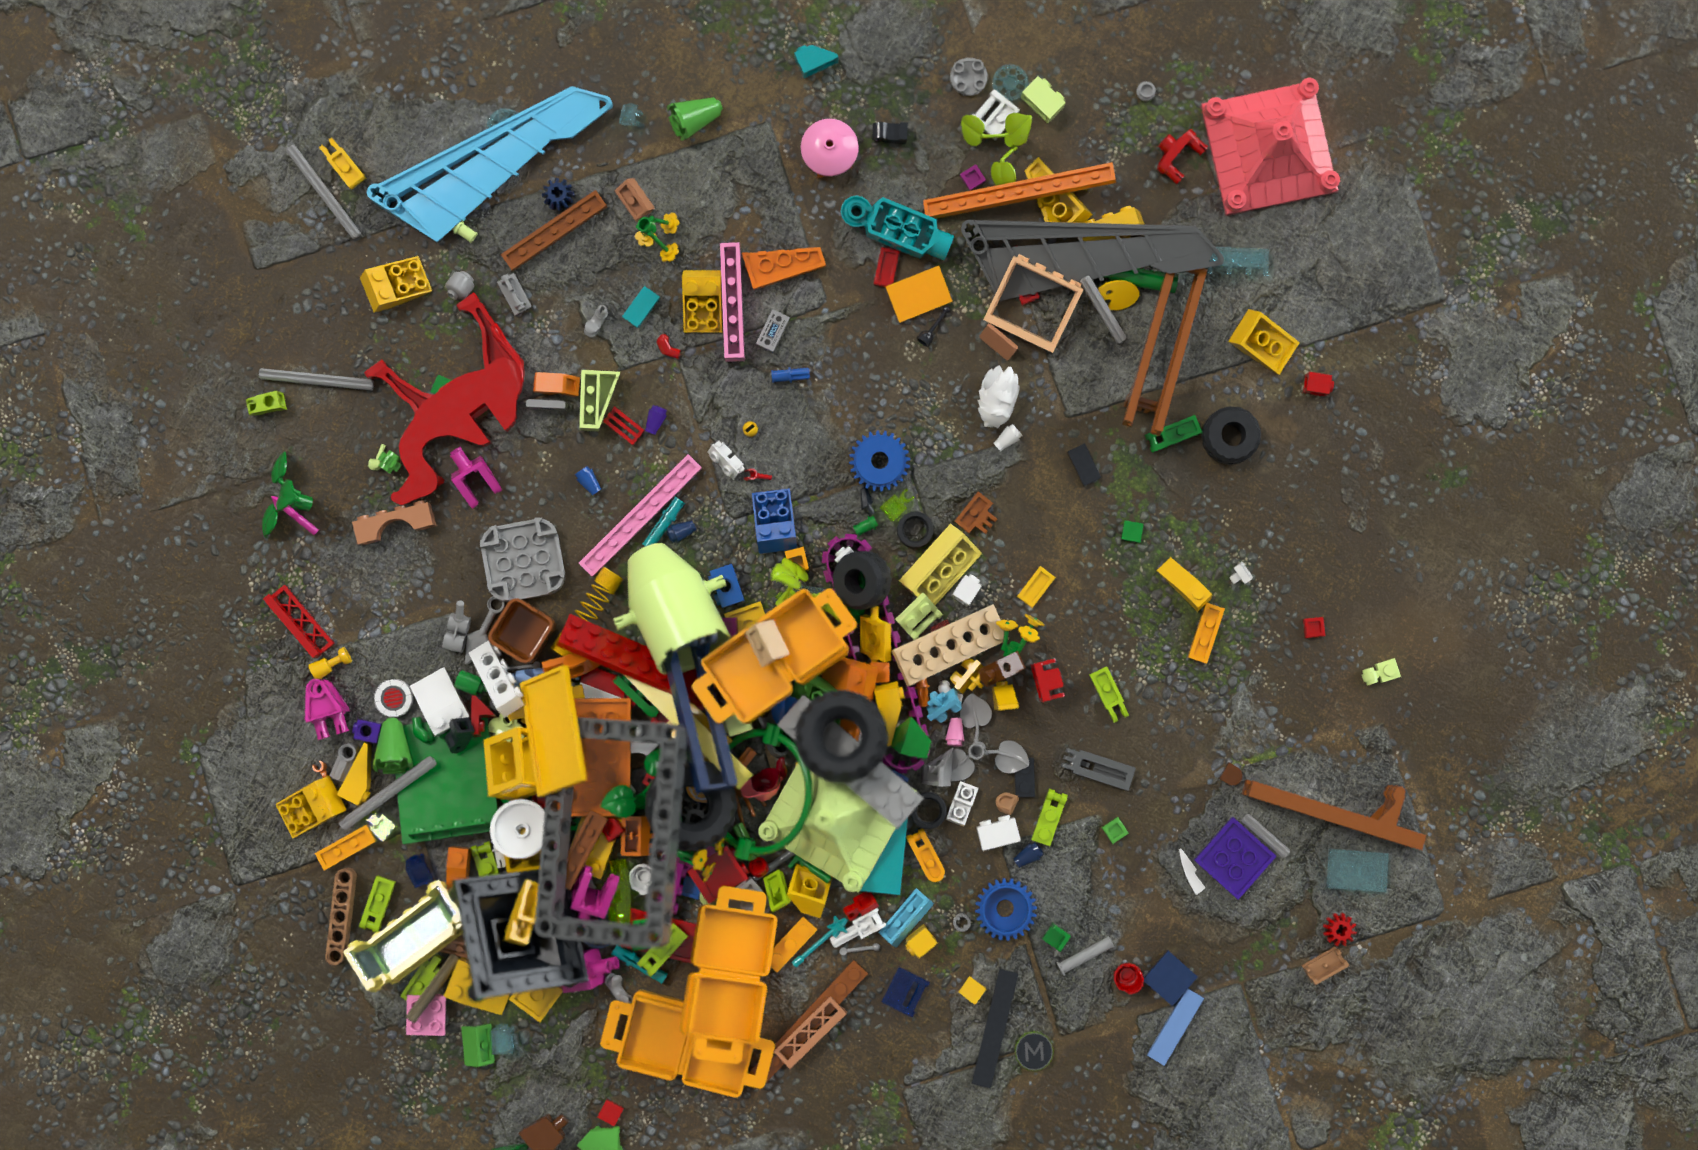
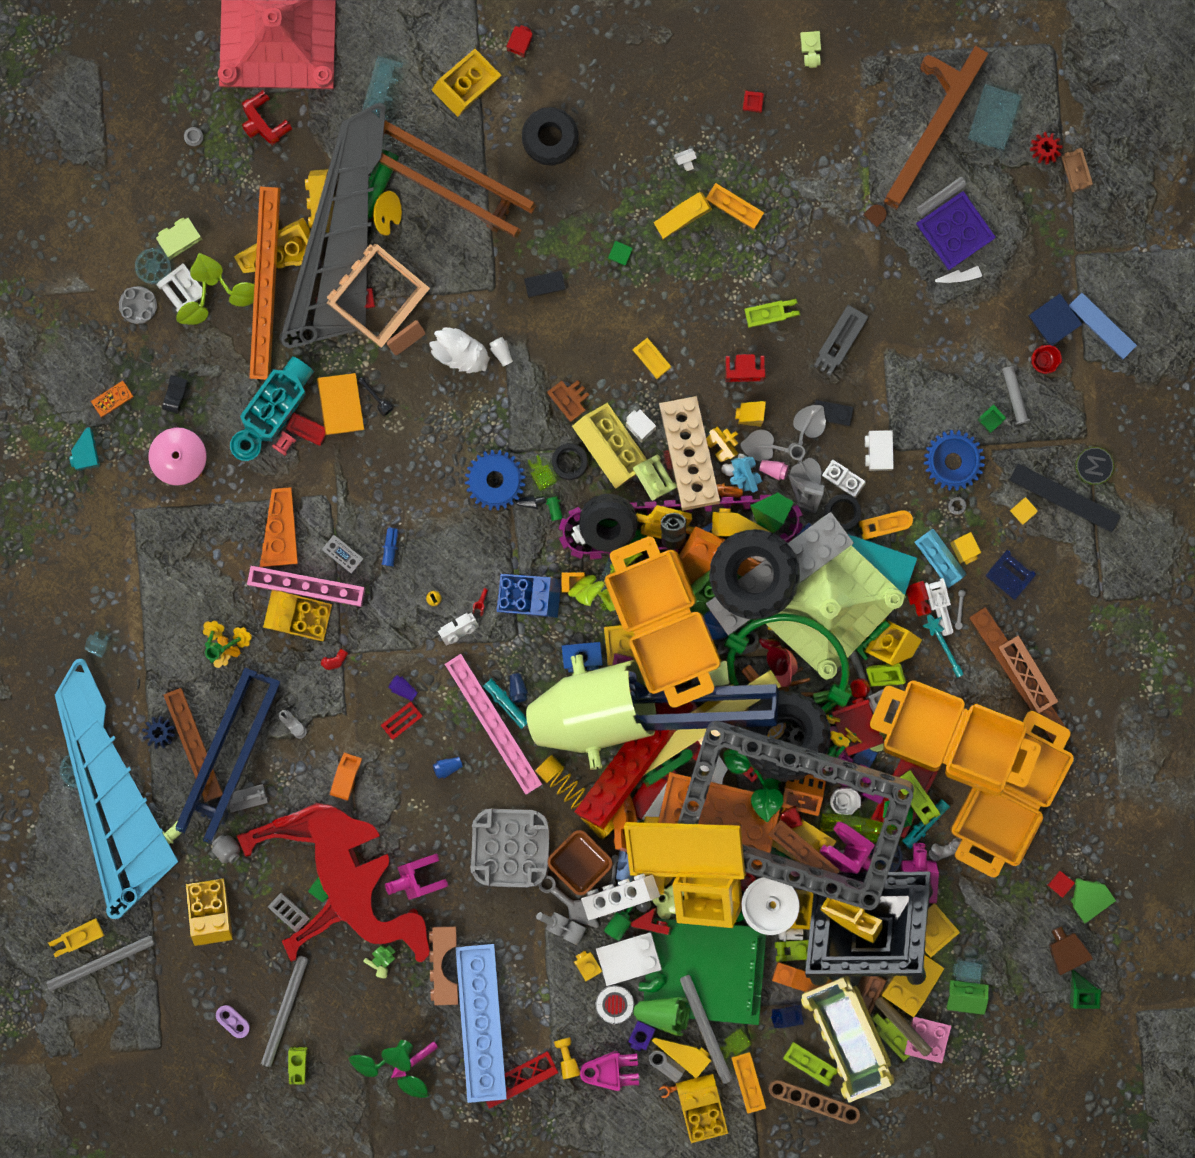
camera: 70 degrees left, 0 degrees up
(292, 330) = (233, 1021): none -> lavender plate
(344, 571) = (481, 1023): none -> light blue plate
(406, 357) = (277, 900): none -> light grey slope
(425, 662) = (587, 965): none -> yellow bracket
(458, 736) = (667, 948): black leg -> none
(492, 269) = (219, 814): none -> dark blue piece
(546, 405) = (363, 790): light grey tile -> none
(595, 397) = (367, 741): yellowish green wedge -> none
(634, 199) = (180, 659): nougat slope -> none
(641, 307) = (288, 677): teal tile -> none
(653, 246) = (232, 651): none -> light orange tile
(693, 115) = (113, 582): bright green cone -> none
(766, 642) = (648, 625): tan panel -> none
(791, 943) = (939, 672): light orange plate -> none
(868, 646) = (673, 531): none -> pearl dark grey wheel
(871, 74) = (112, 399): none -> orange tile
(874, 247) = (285, 447): none -> coral bush
(883, 671) = (702, 523): orange slope -> none
(972, 177) = (238, 324): magenta plate -> none
(994, 671) = (724, 417): reddish brown torso -> none
(1006, 802) = (852, 435): medium nougat tile -> none
(1027, 634) = (707, 393): yellow plant -> none
(1029, 854) = (907, 425): dark blue cone -> none
(1049, 818) = (876, 398): lime plate -> none
(1103, 309) = (399, 229): light grey axle -> none
(1115, 830) = (903, 338): bright green tile -> none
(1175, 433) = (535, 188): green plate -> none

